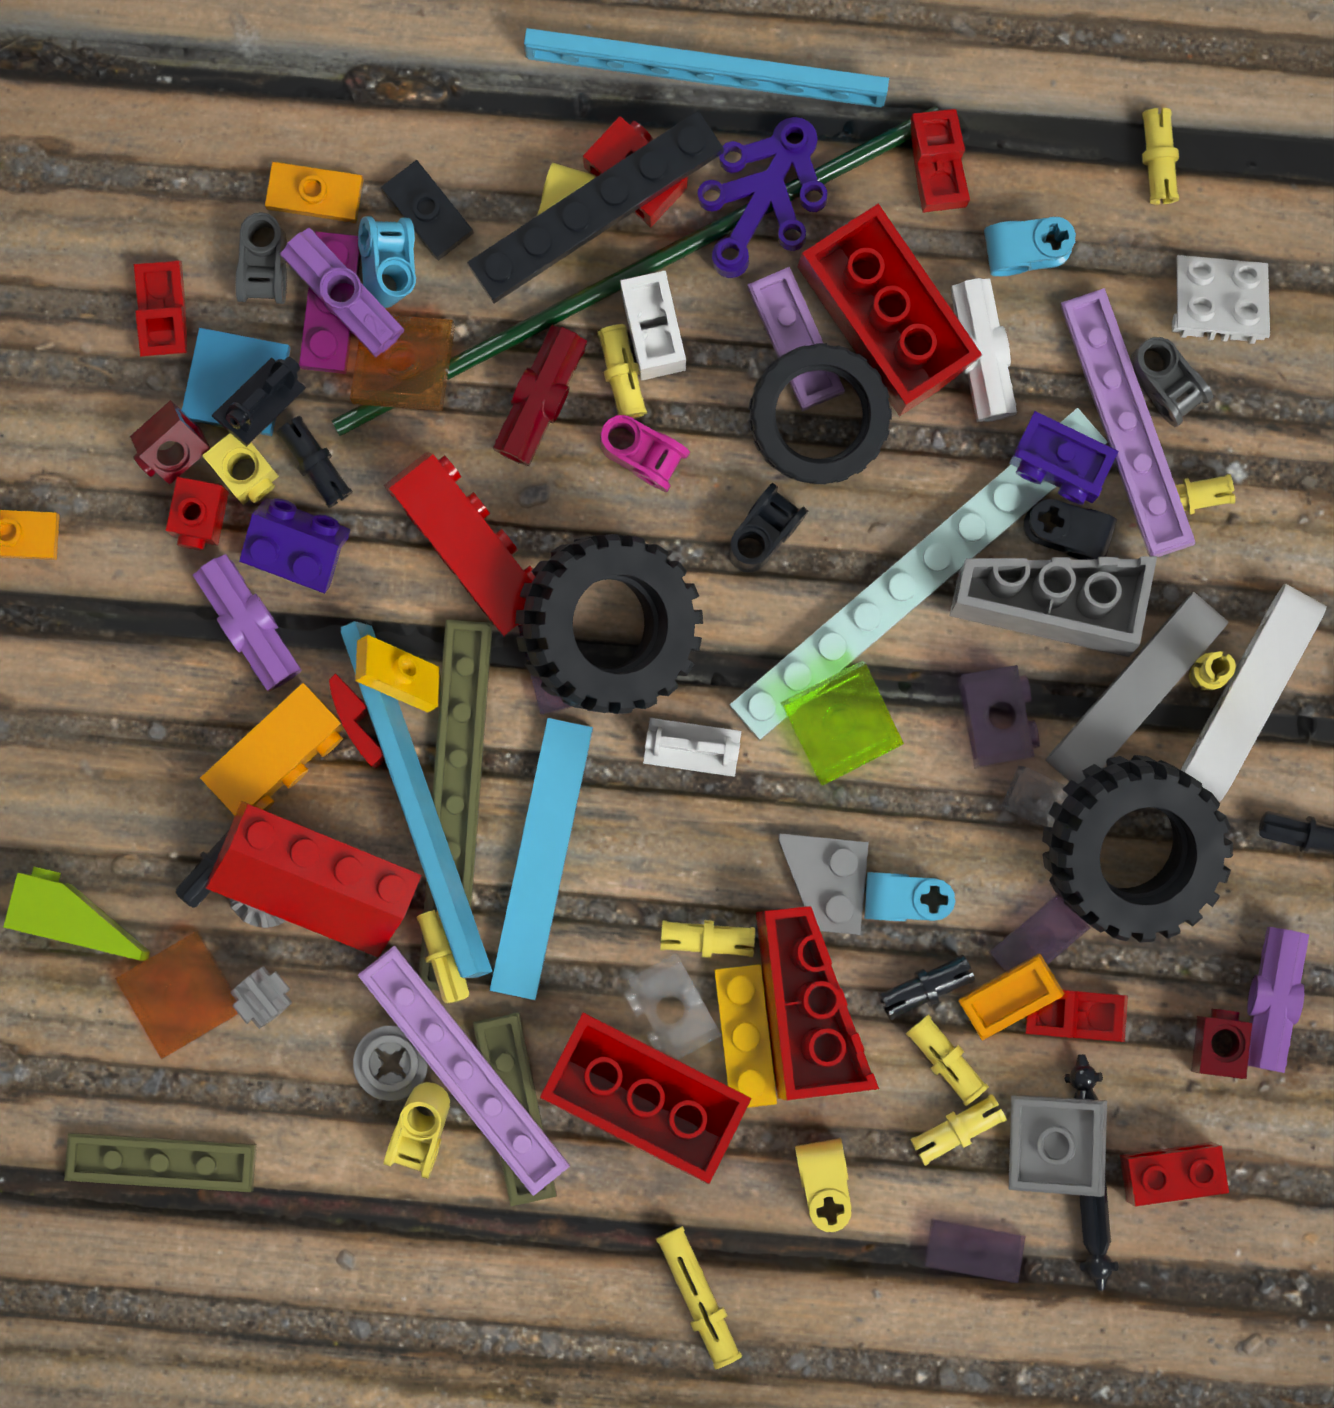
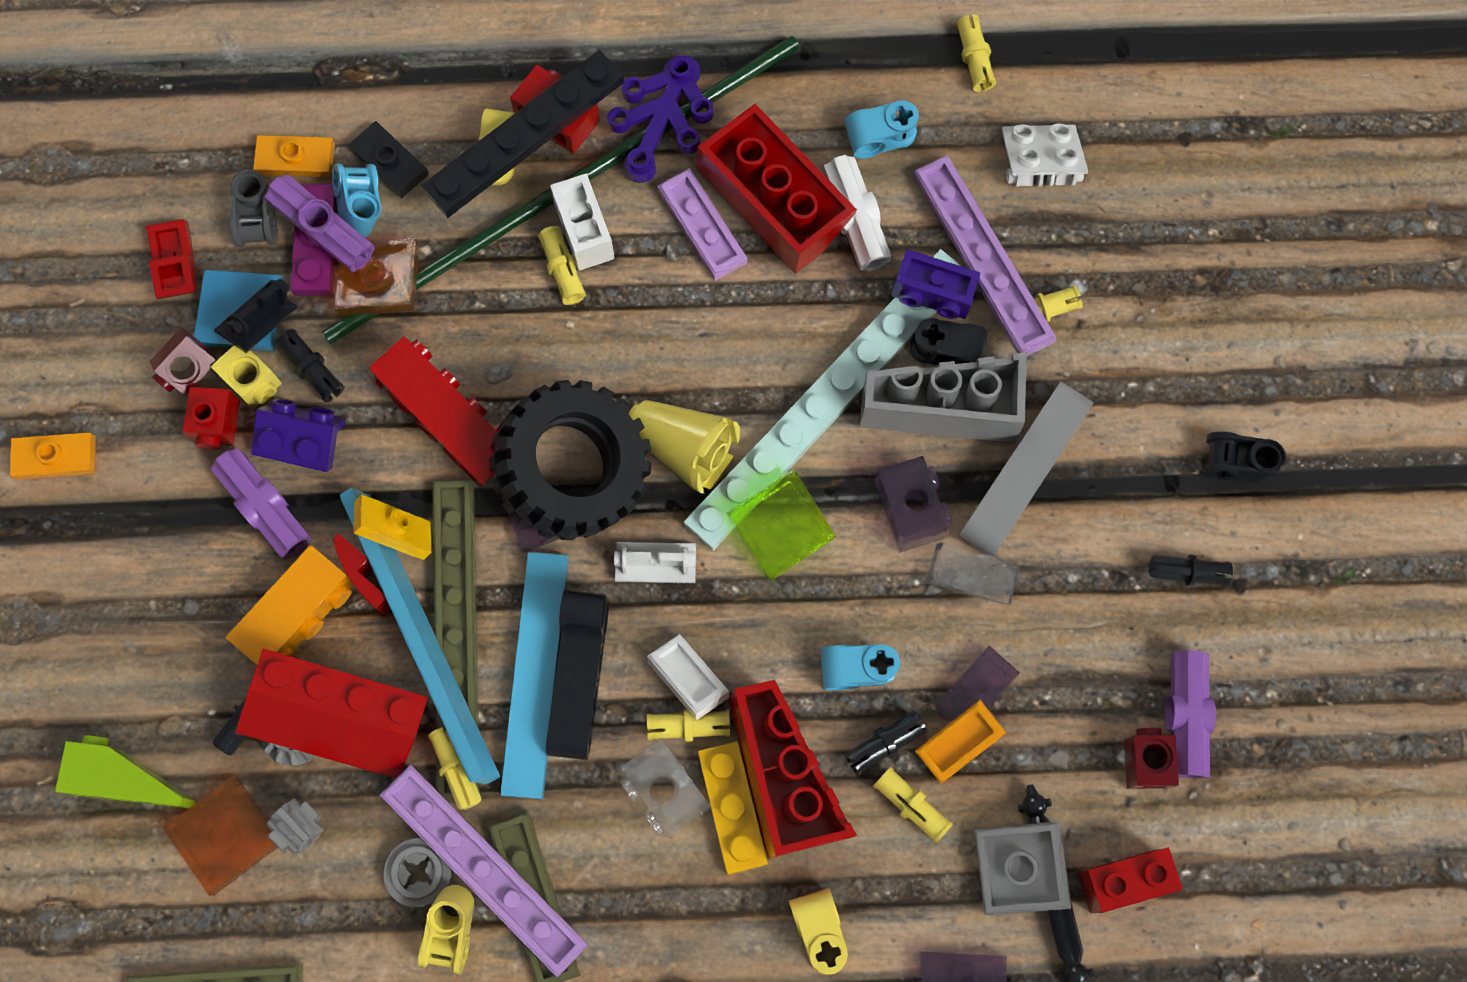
camera: 10 degrees left, 10 degrees down
(540, 395) = (495, 290): dark red piece -> none
(589, 869) = (578, 673): none -> black beam
(645, 451) = (591, 328): dark pink piece -> none
(645, 1098) = (648, 873): red slope -> none
(705, 68) = (603, 25): medium azure tile -> none
(713, 885) = (688, 677): none -> white tile
(745, 611) = (688, 441): none -> light yellow cone
(768, 522) = (698, 369): black piece -> none
(829, 879) = (789, 657): light grey wing -> none
(874, 418) = (731, 227): black tyre -> none
(938, 161) = (799, 75): red slope -> none
(958, 1129) = (932, 866): light yellow pin -> none
(1082, 1016) = (1024, 752): red slope -> none
(1171, 382) = (1013, 219): dark grey piece -> none
(1183, 882) = (1100, 603): black tyre -> none
(1212, 670) = (1088, 440): light yellow pin -> none
(1253, 690) = (1122, 459): white beam -> none

